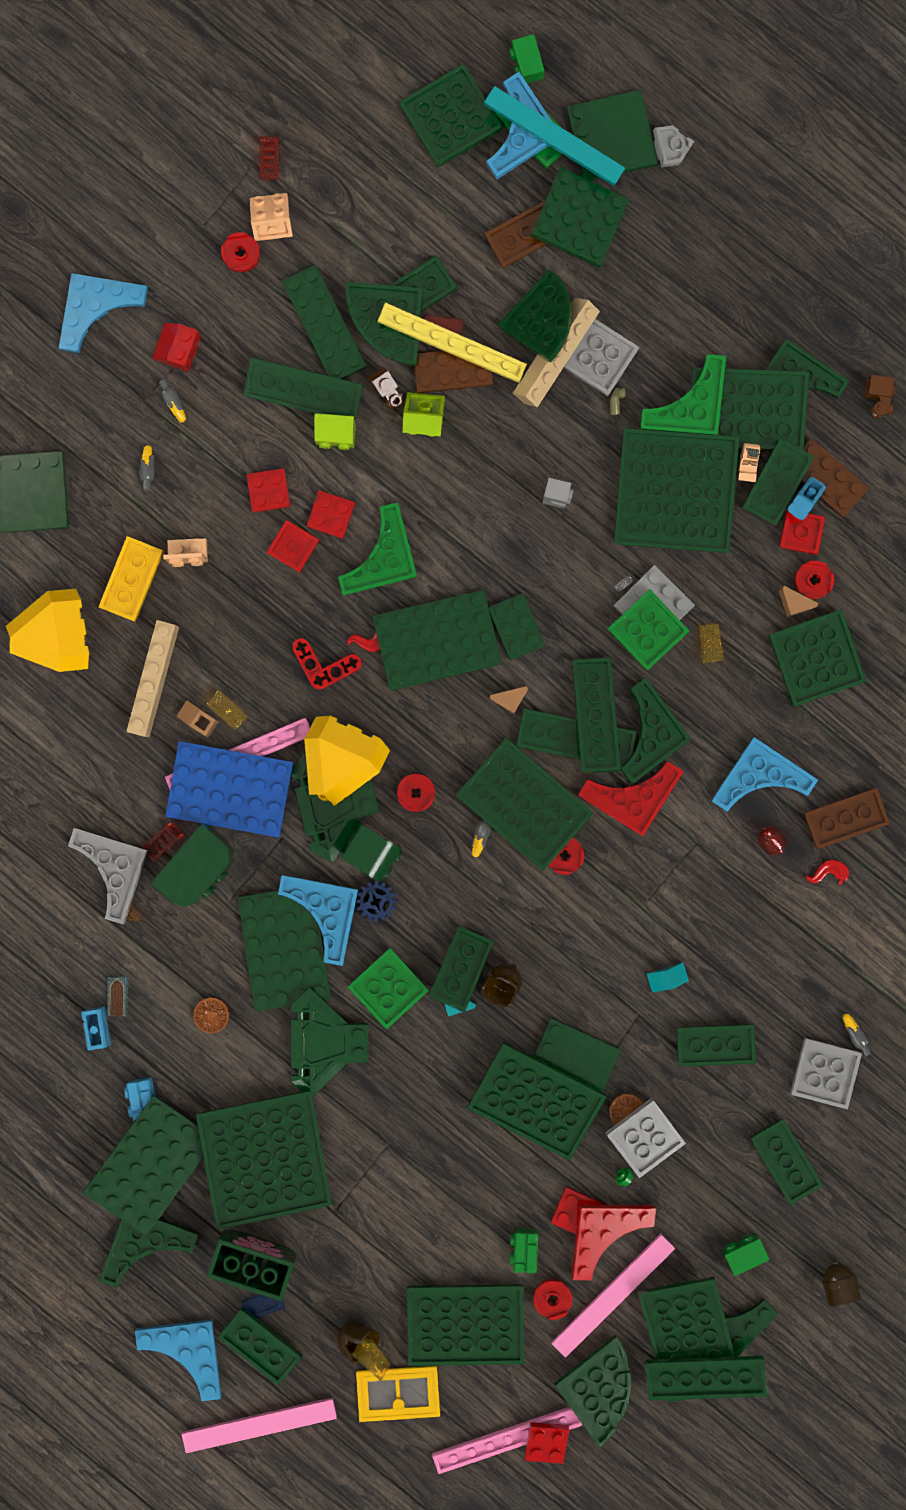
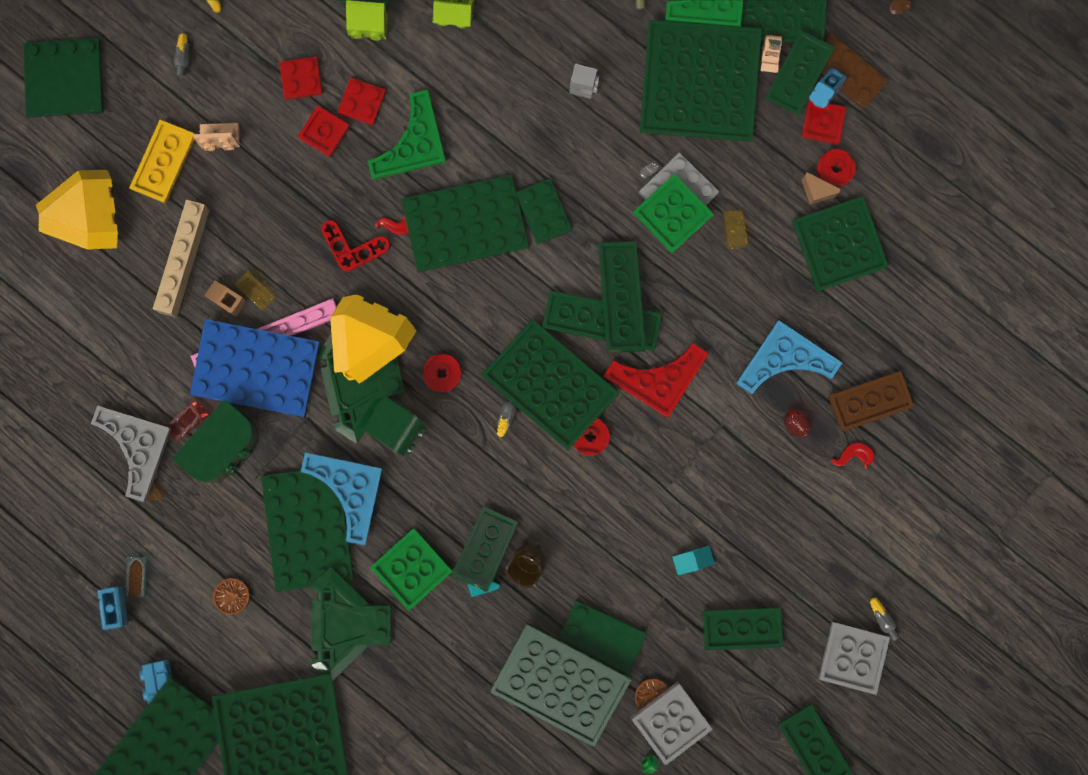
camera: 10 degrees left, 5 degrees down
(384, 897) = (392, 484): dark blue gear -> none
(509, 699) = (536, 281): medium nougat slope -> none
(659, 733) = (684, 316): dark green plate -> none

